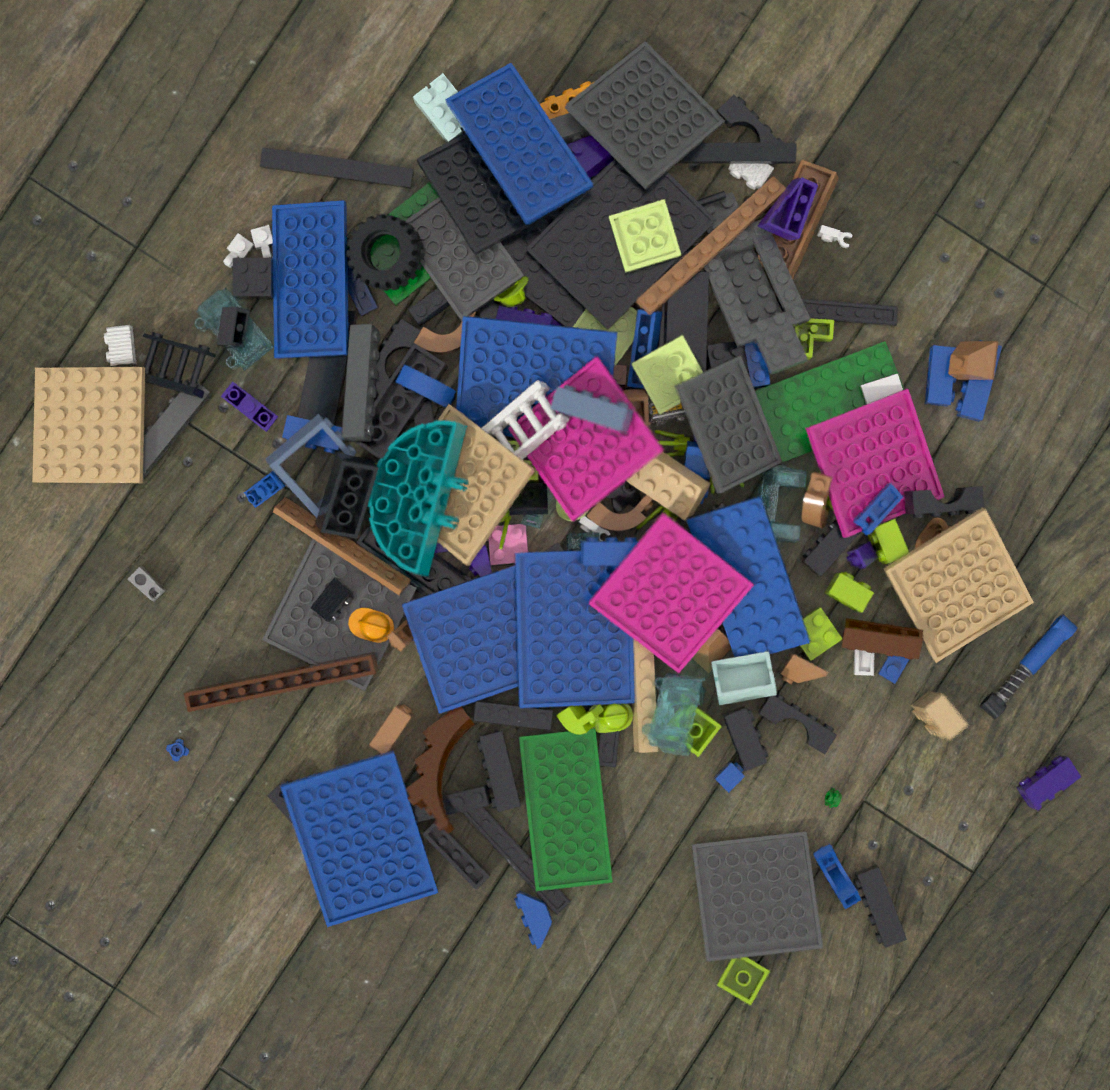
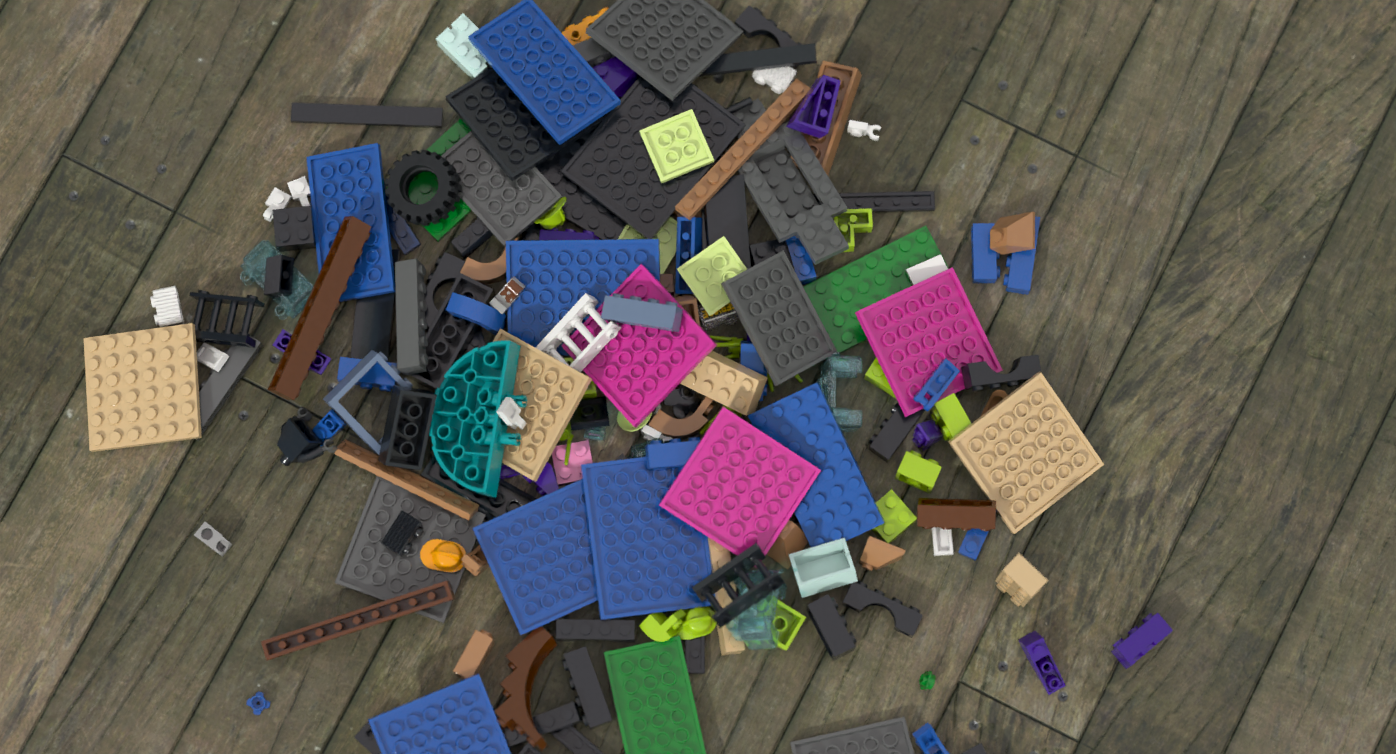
camera: 10 degrees left, 10 degrees down
(159, 401) = (211, 357): none -> white tile
(239, 496) = (299, 441): none -> black torso
(270, 365) = (320, 308): none -> reddish brown brick
(450, 495) = (510, 412): none -> white plate
(459, 372) = (507, 295): none -> leg
(645, 679) = (730, 571): none -> black fence
(730, 775) = (820, 669): blue brick -> none
(814, 506) = (872, 384): medium nougat arch -> none
(947, 791) = (1042, 661): none -> dark purple slope
(1059, 631) = (1108, 526): piece -> none

